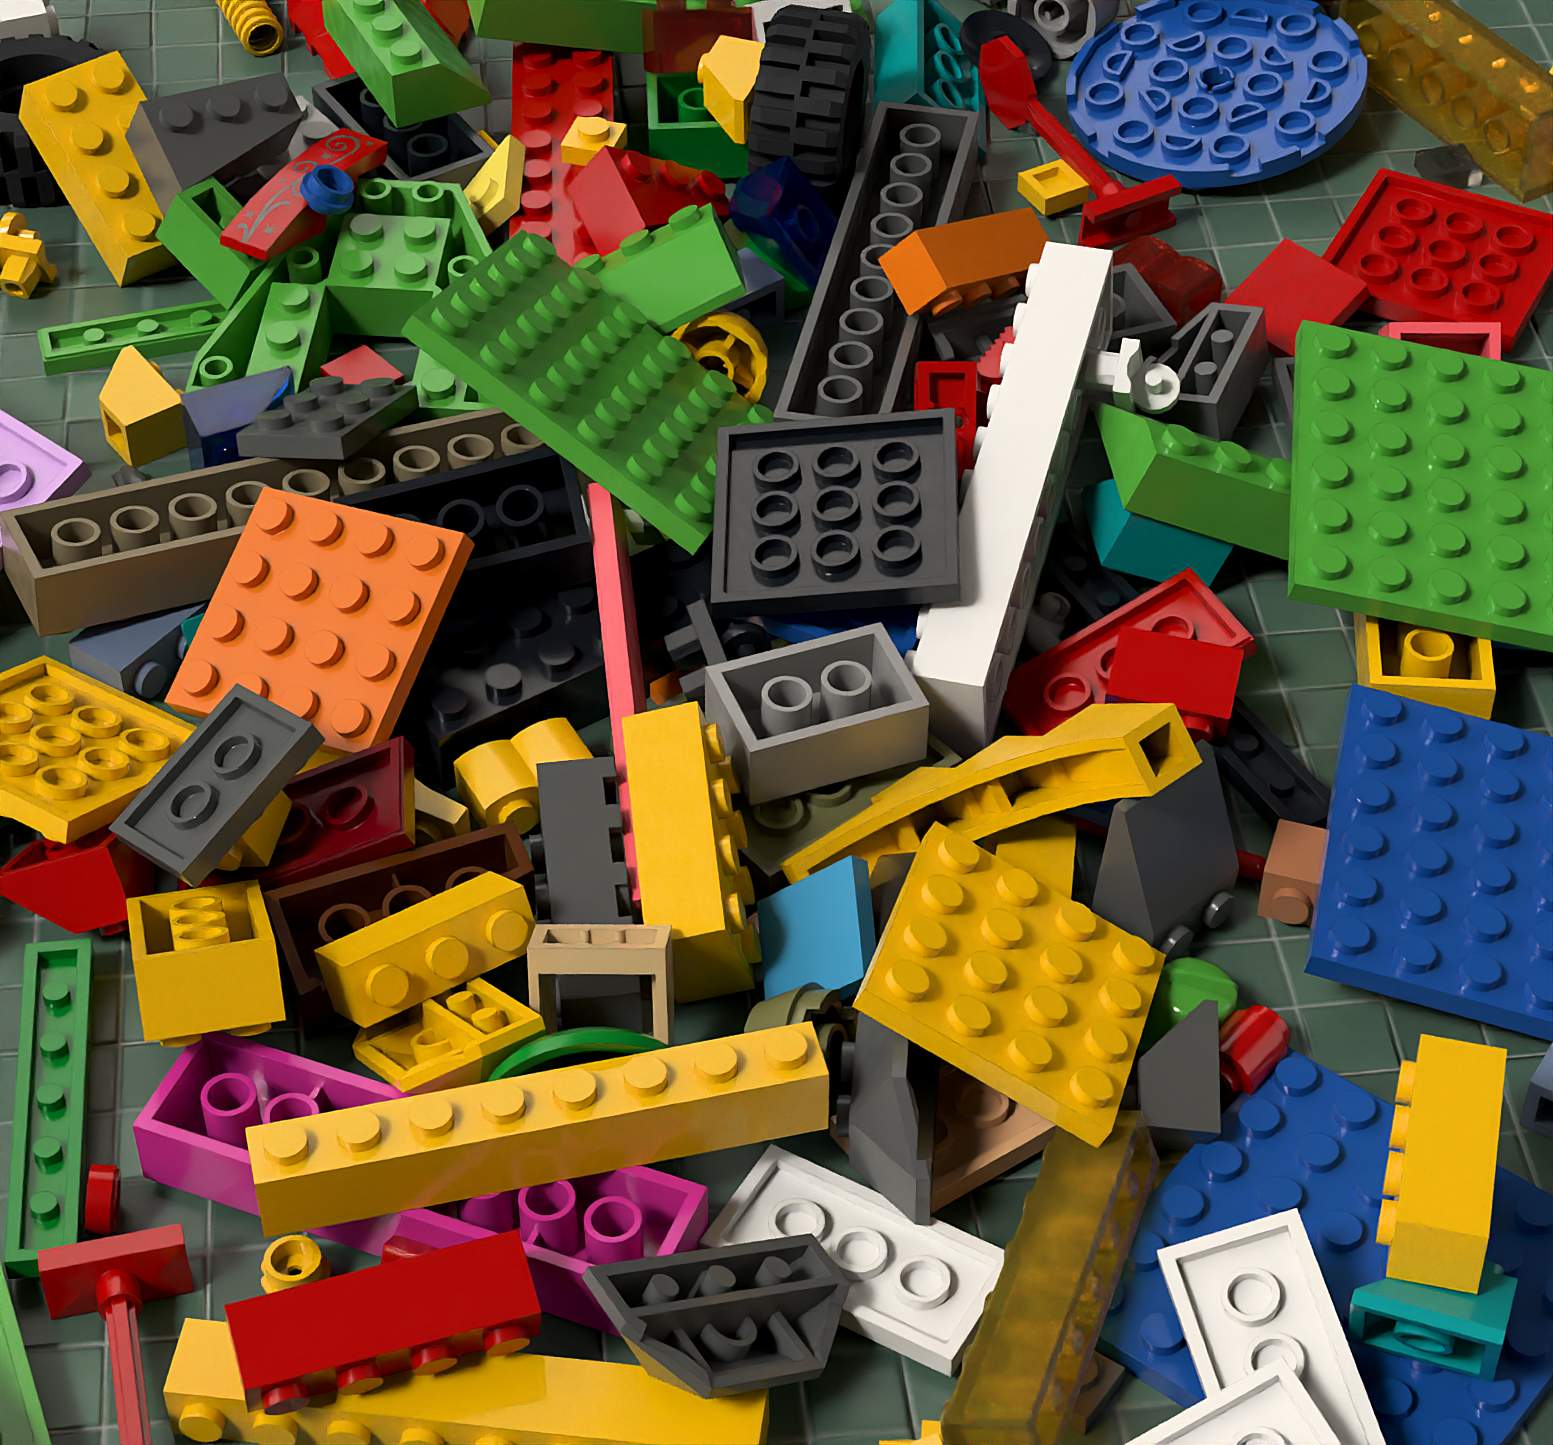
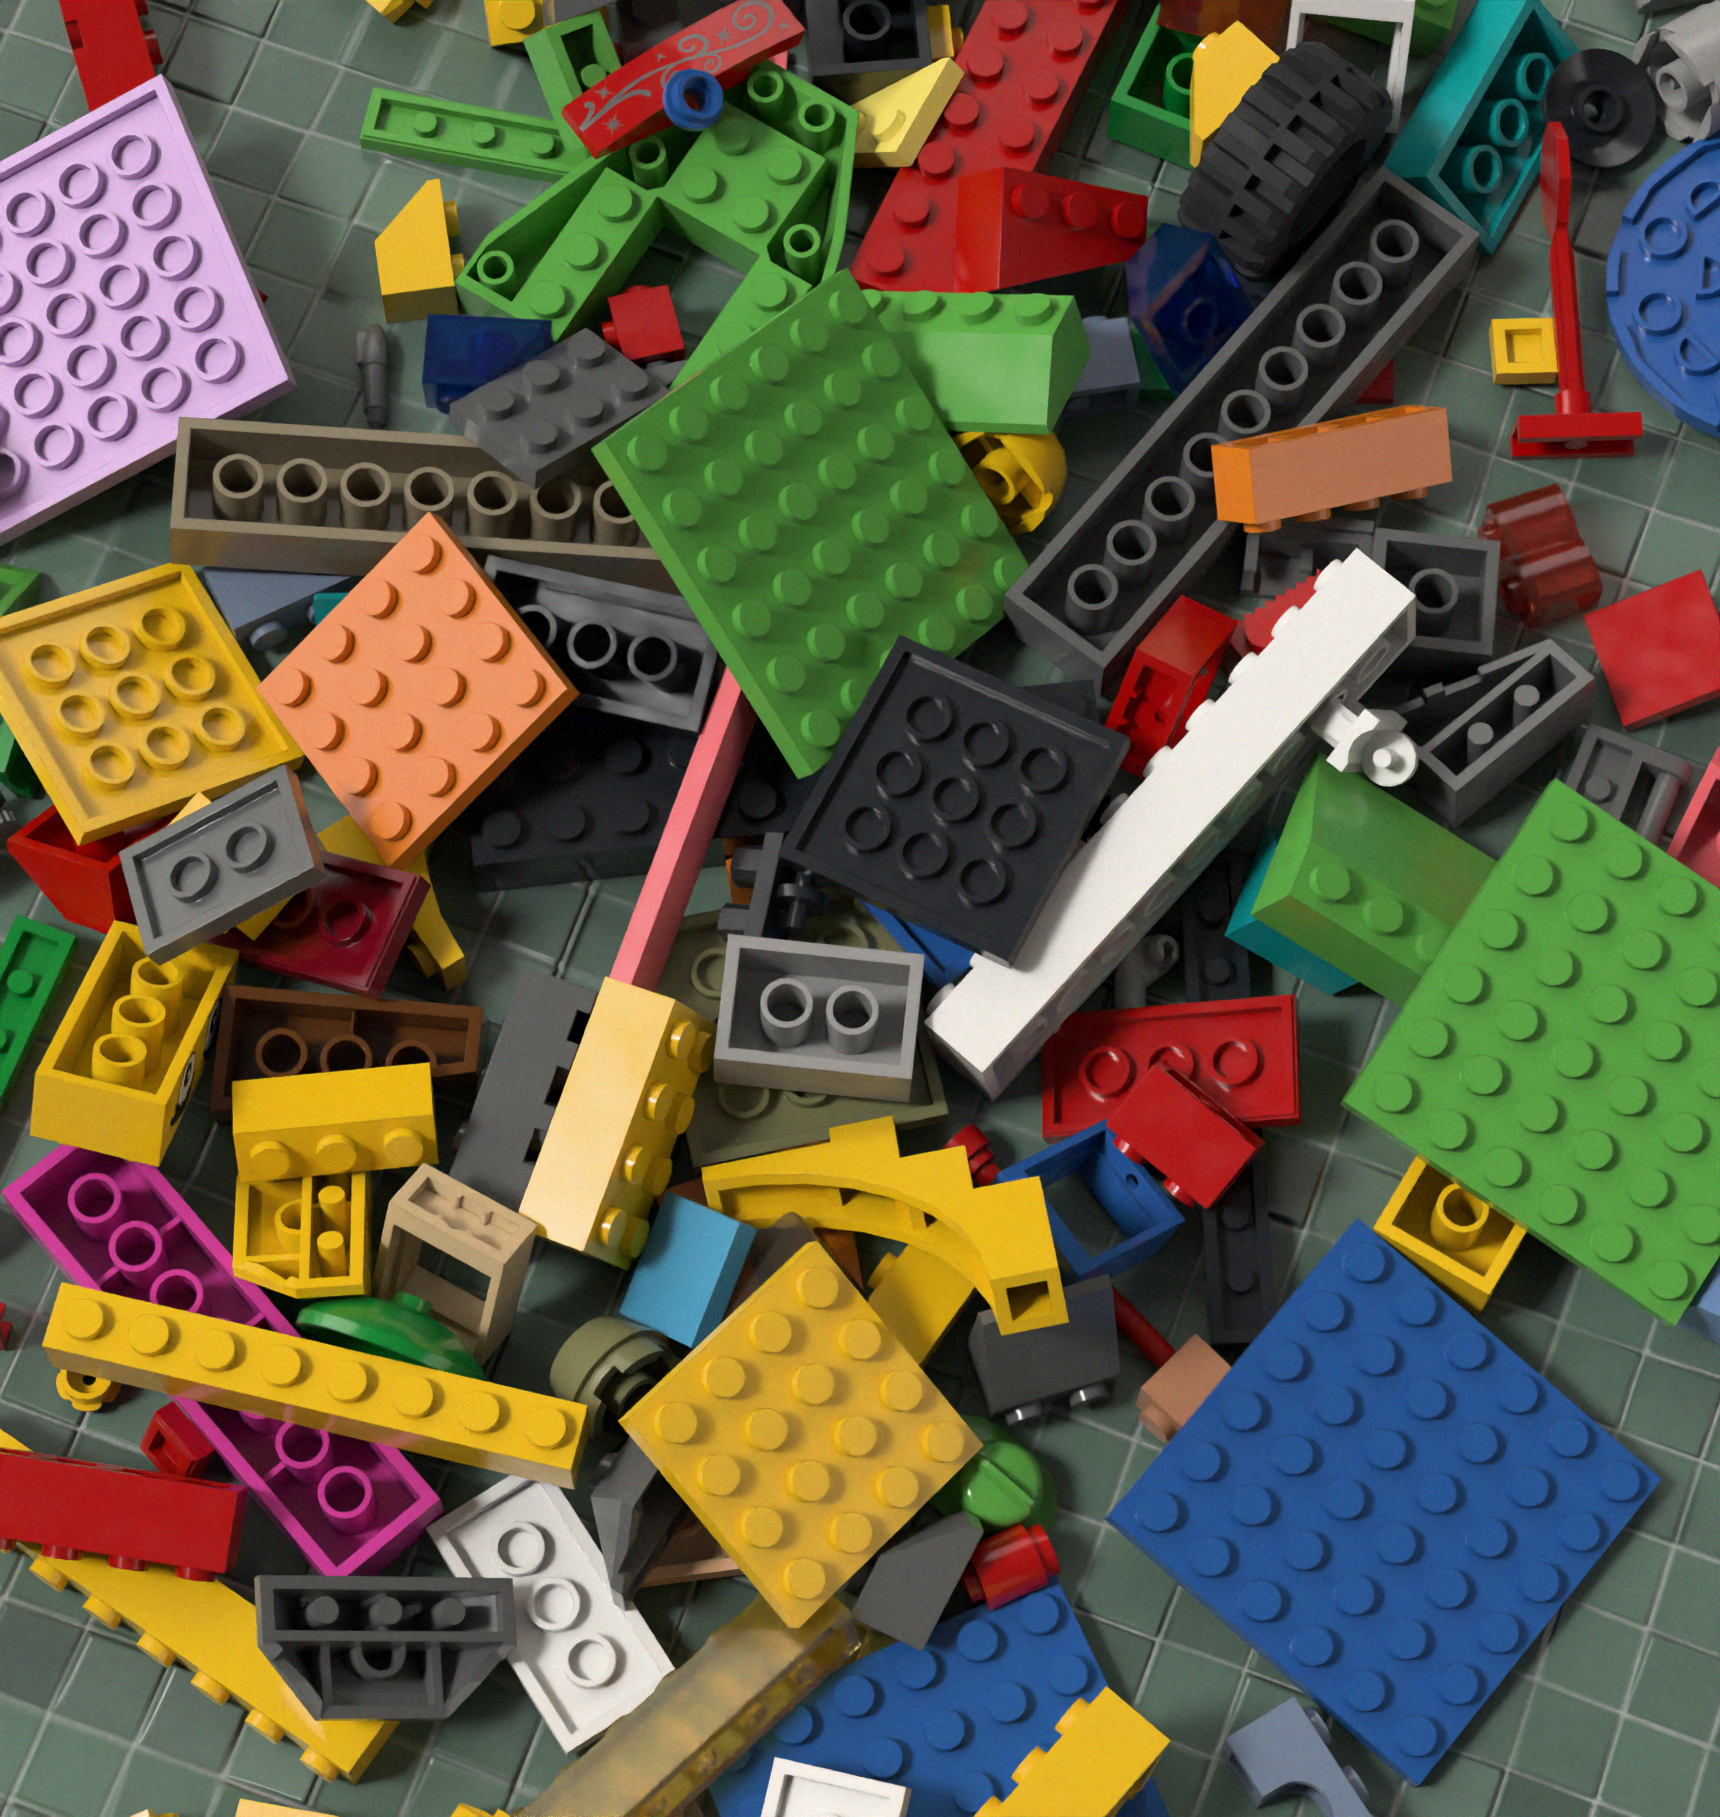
camera: 25 degrees right, 25 degrees up
(501, 775) = (549, 929): yellow brick -> none
(589, 136) = (1035, 104): yellow plate -> none

